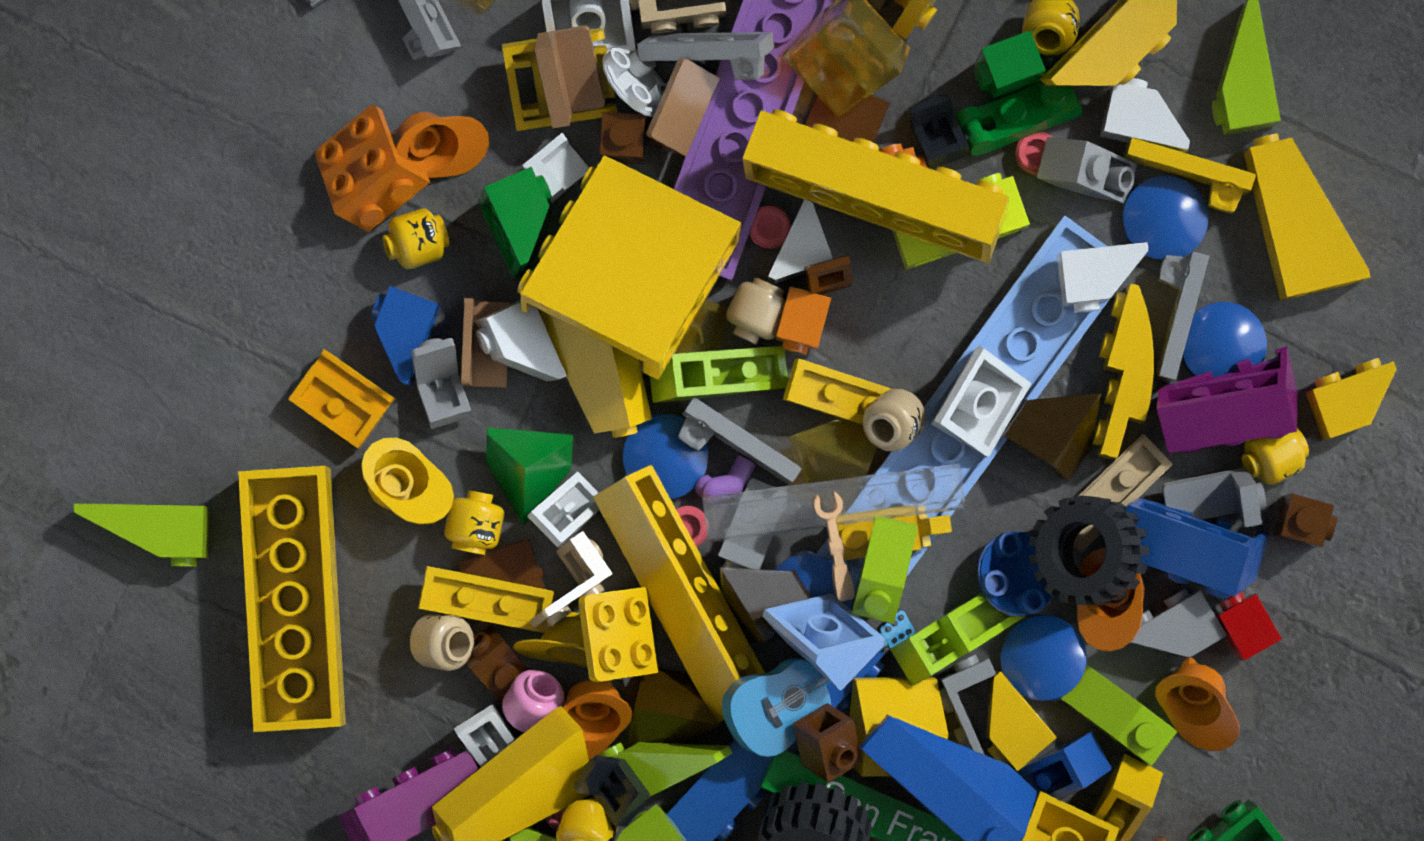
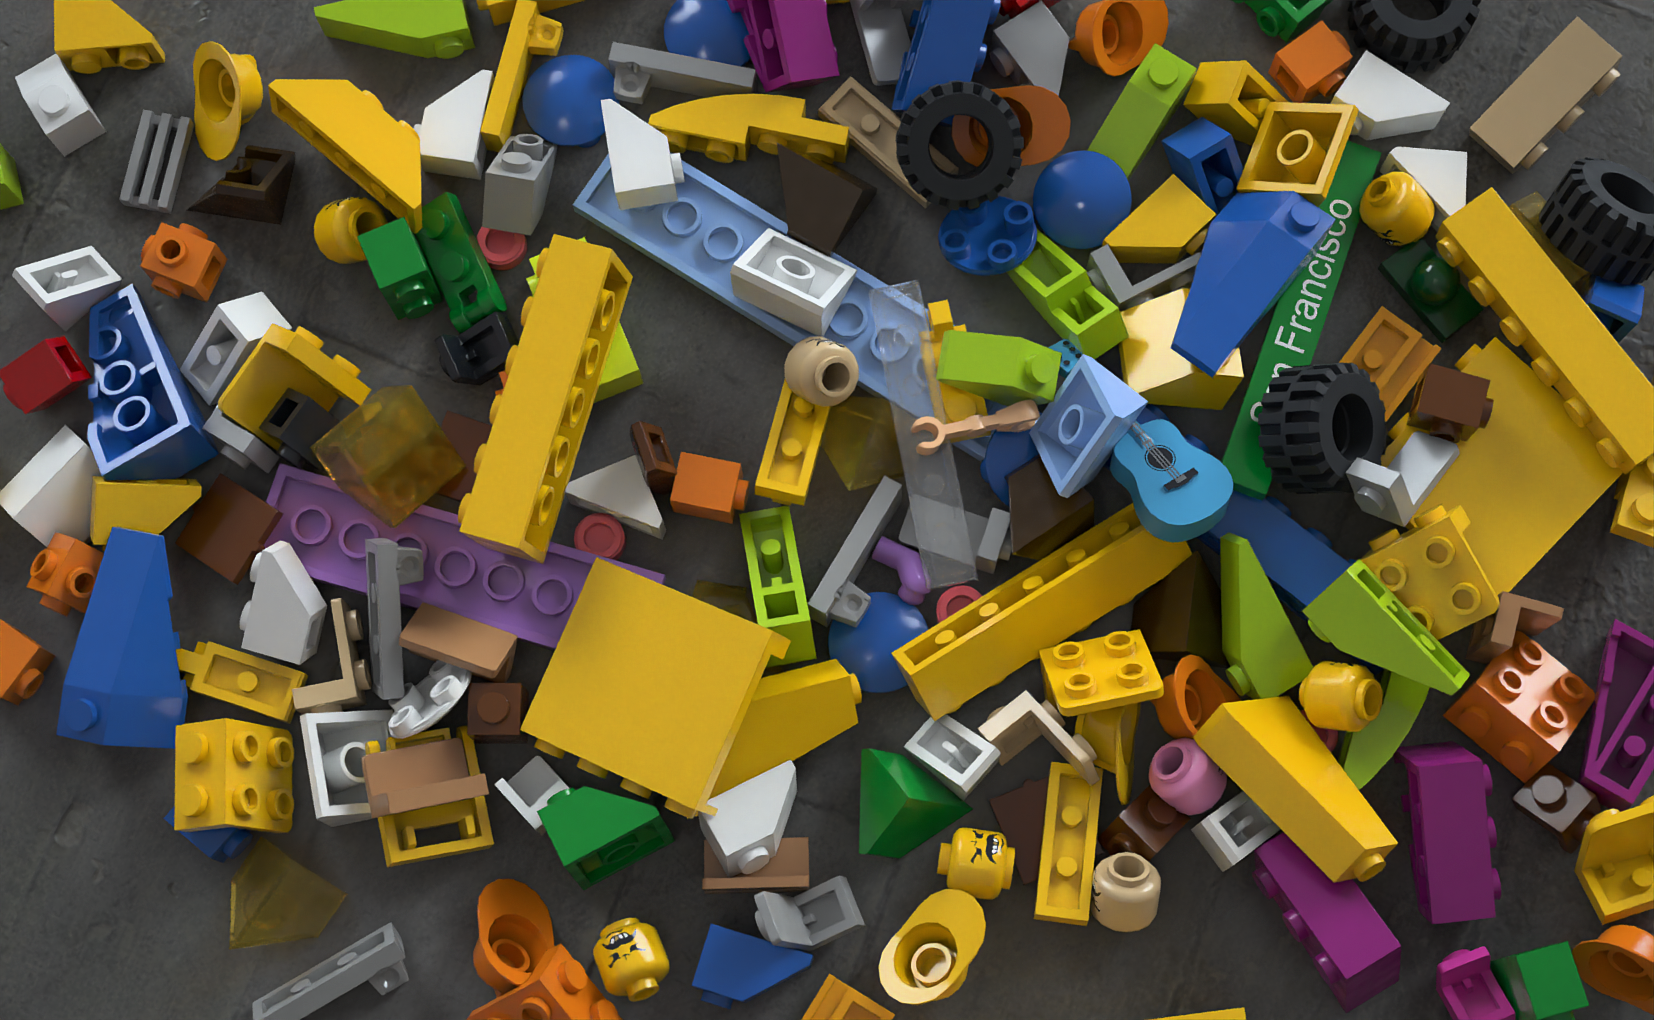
camera: 90 degrees left, 10 degrees down
(614, 787) = (1287, 663): black bracket -> none
(756, 310) = (699, 542): tan head -> none
(827, 742) = (1209, 415): reddish brown brick -> none

